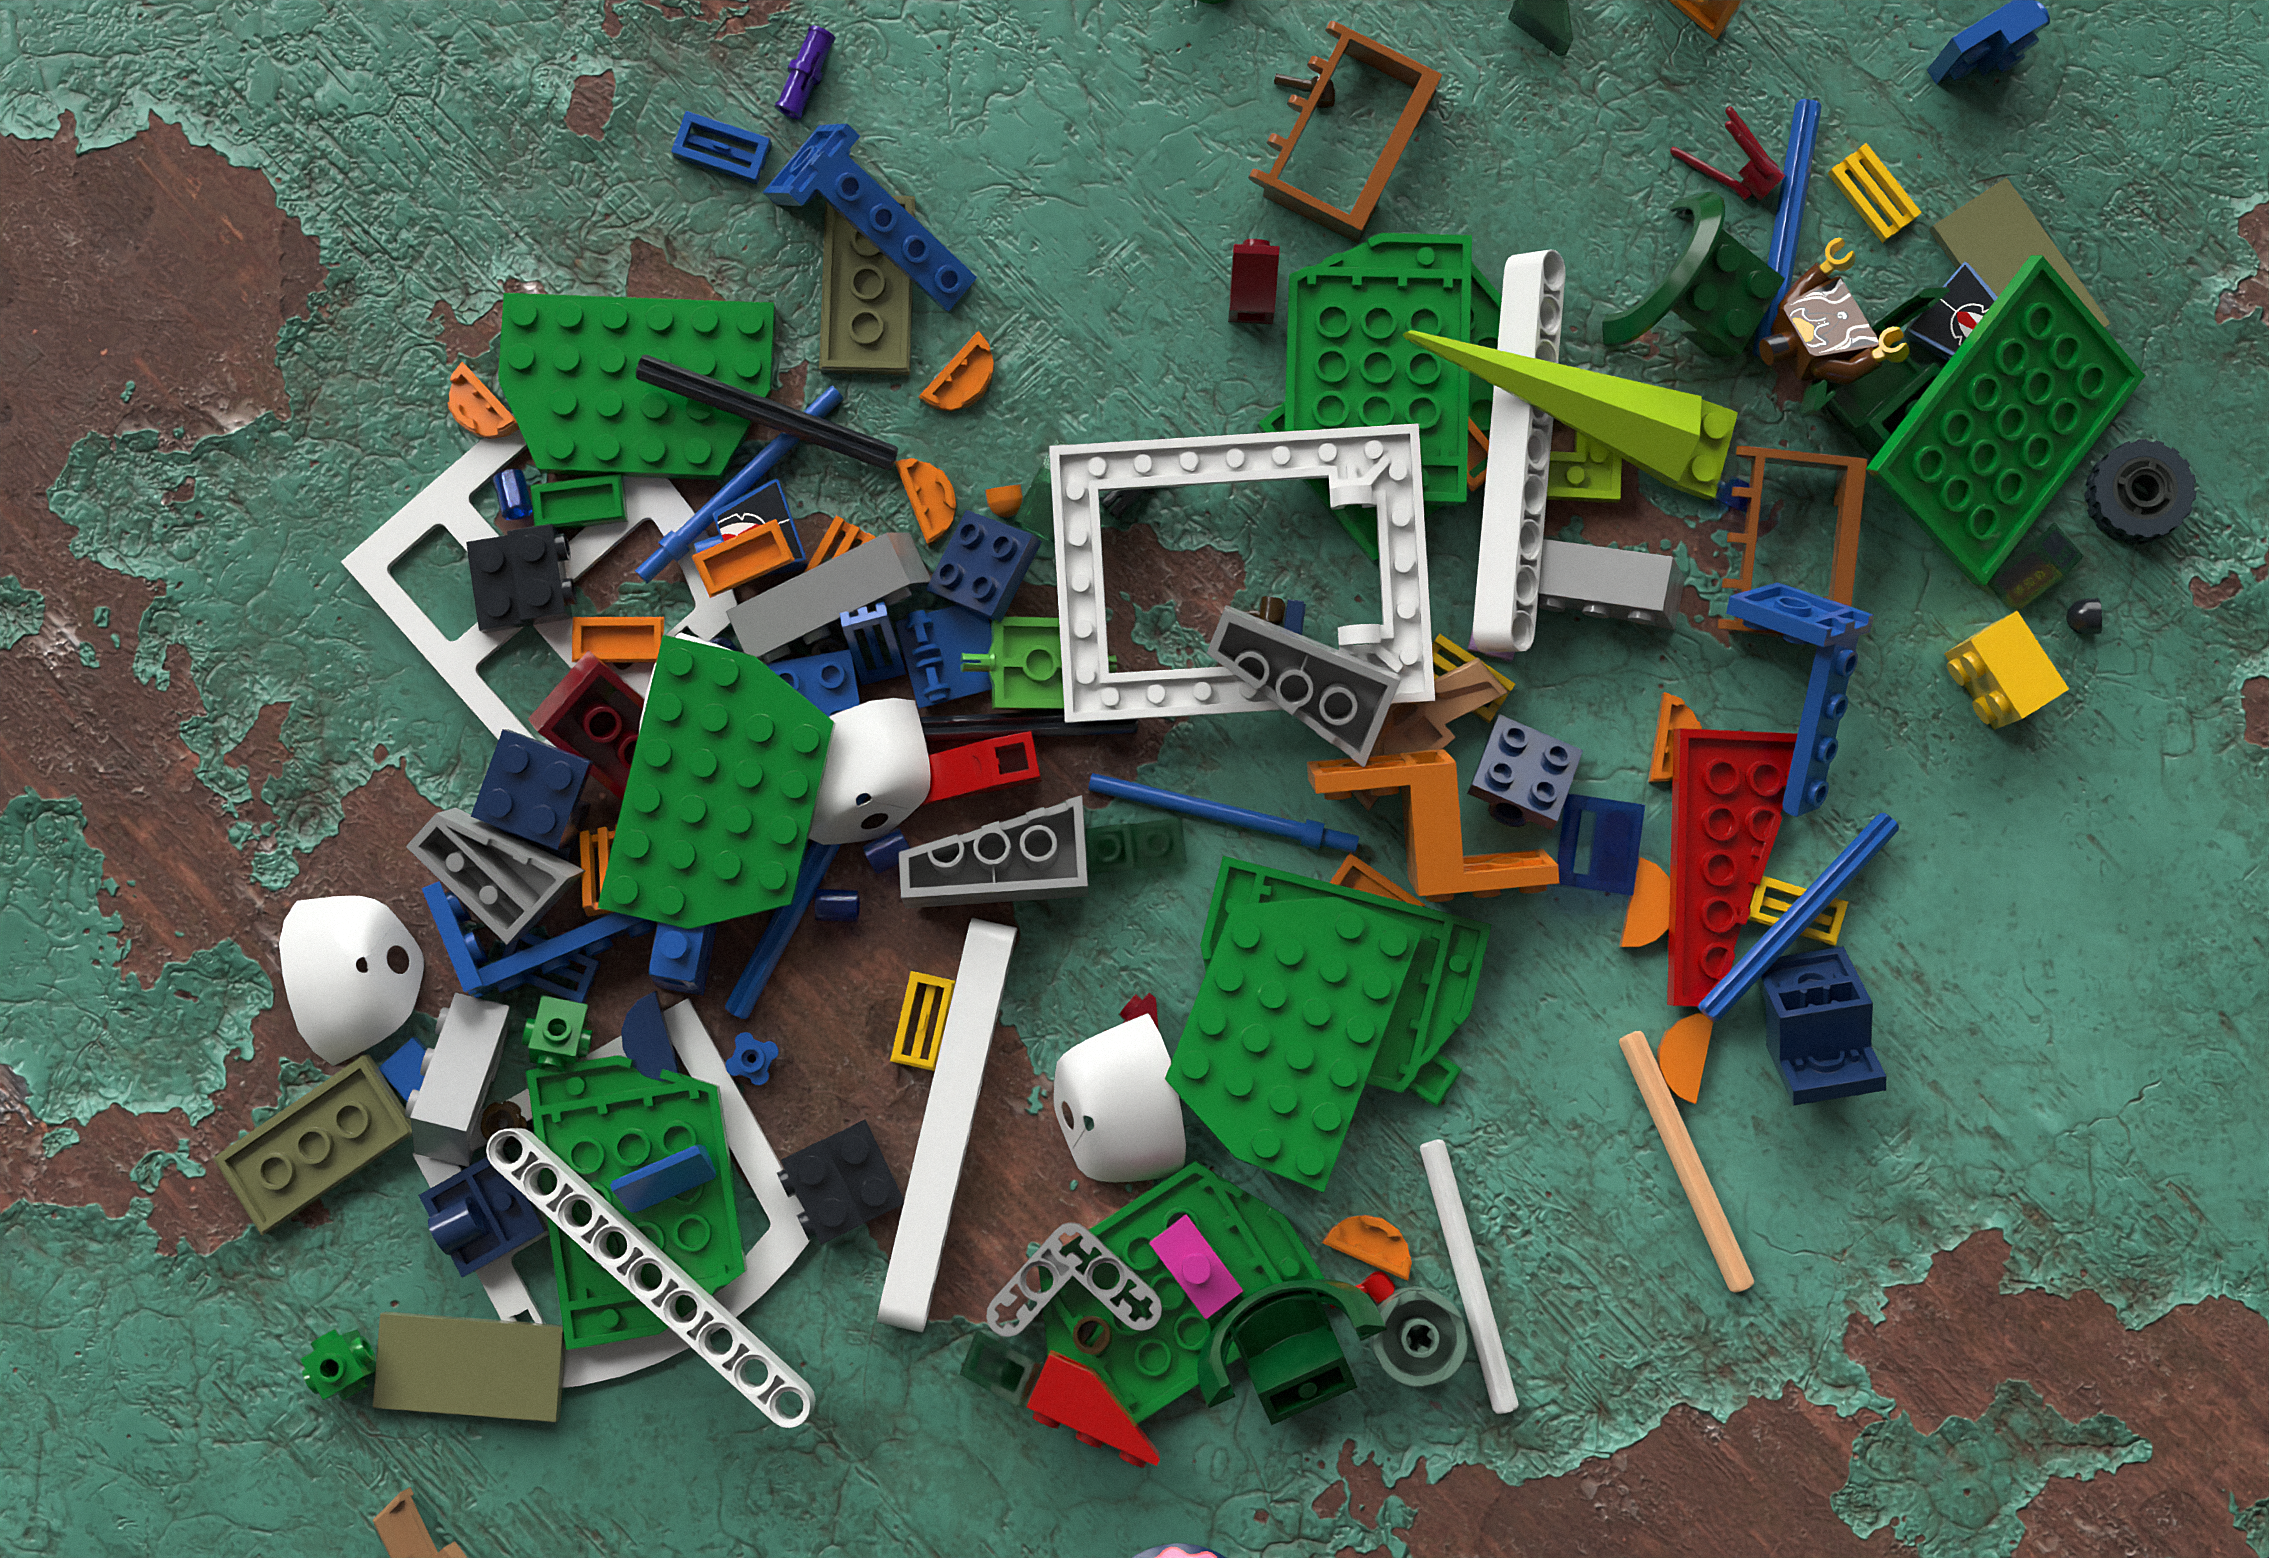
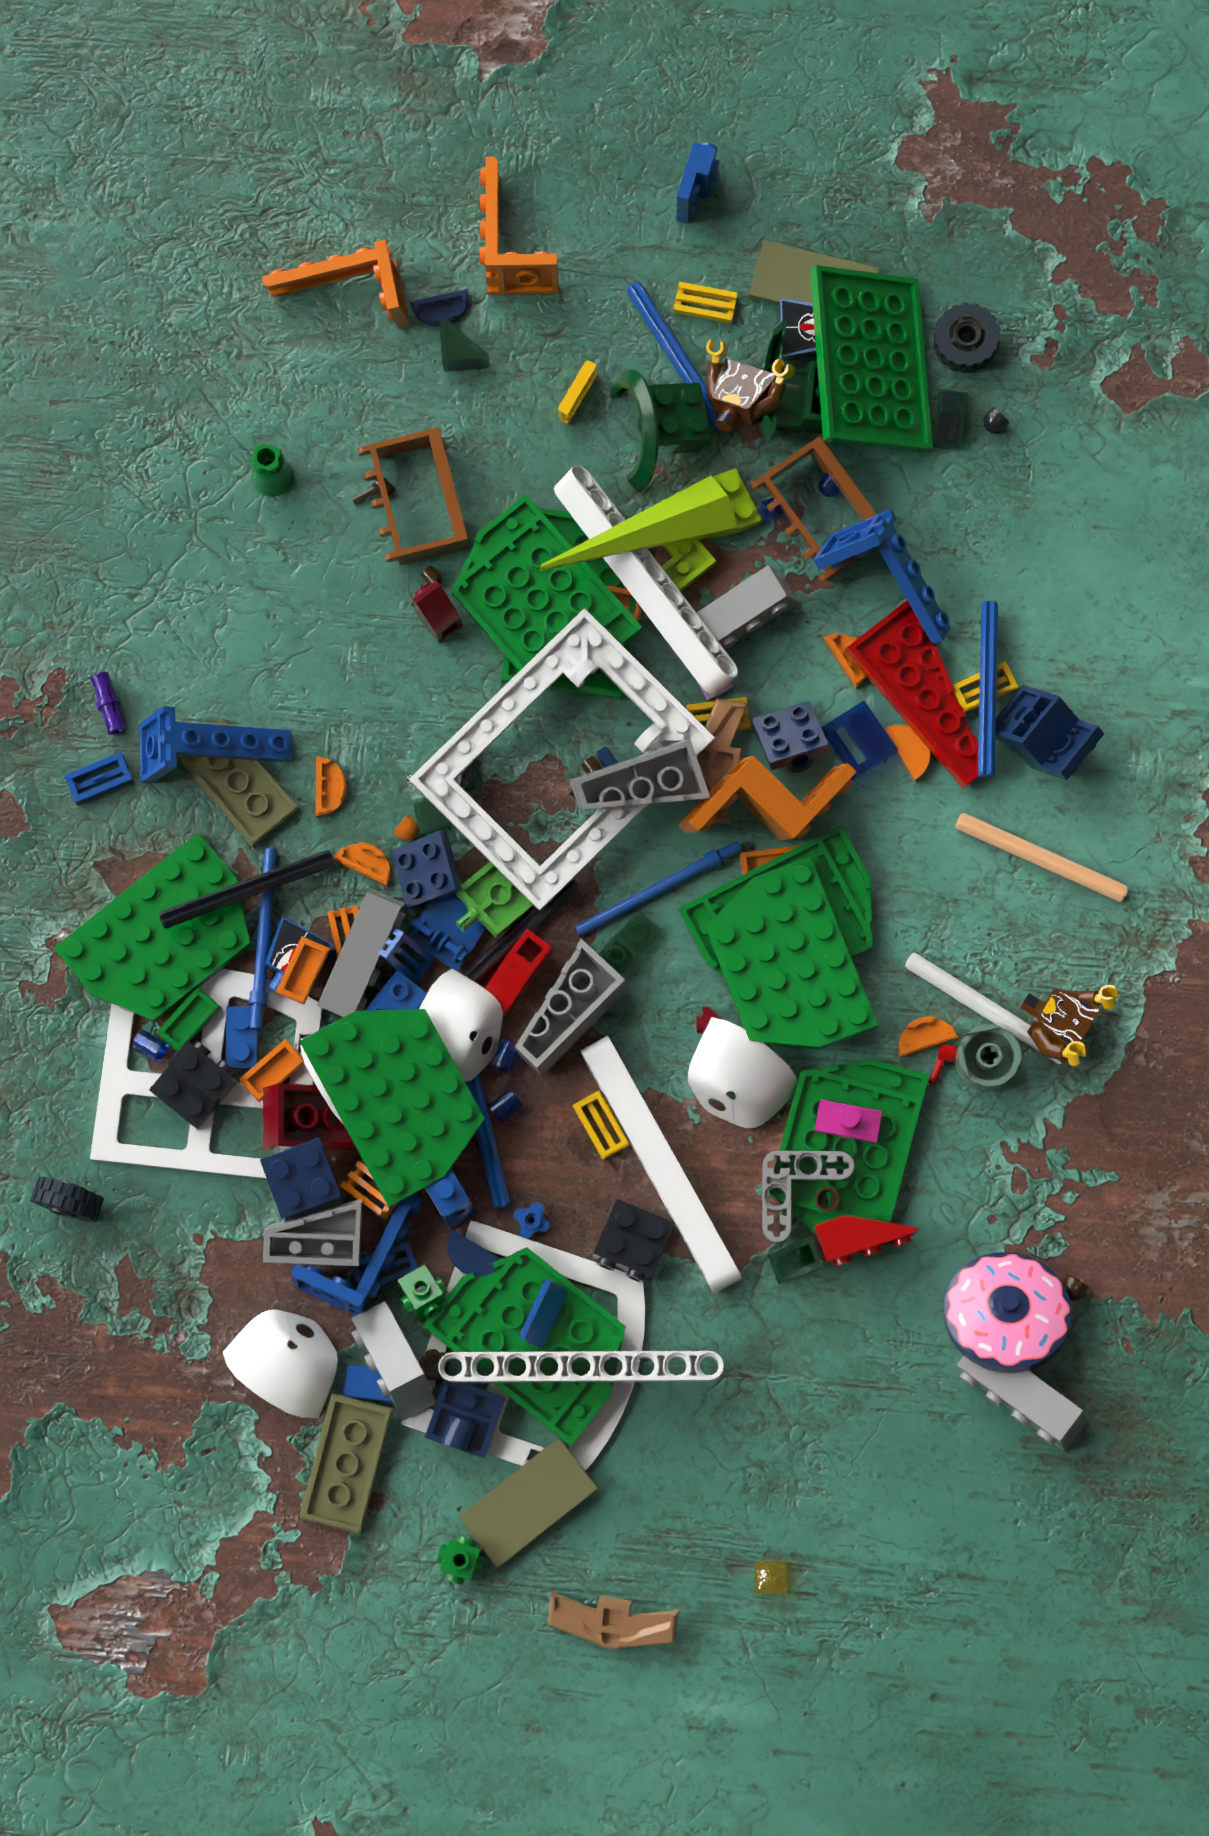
camera: 40 degrees left, 5 degrees down
(267, 585) = (67, 1199): none -> black wheel
(477, 407) = (91, 1018): orange tile -> none
(614, 578) = (240, 1039): none -> blue plate
(1285, 237) = (429, 576): none -> dark brown hand
(1288, 1345) = (928, 1117): dark green piece -> none
(1435, 1080) = (883, 927): green tile -> none
(1542, 1373) = (1064, 1020): none -> reddish brown torso
(1636, 170) = (577, 392): none -> yellow tile
(1683, 1055) = (993, 806): orange tile -> none
(1759, 174) = (639, 341): dark red plant -> none
(1824, 525) = (828, 487): none -> clear blue hinge
(2005, 672) = (979, 481): yellow brick -> none

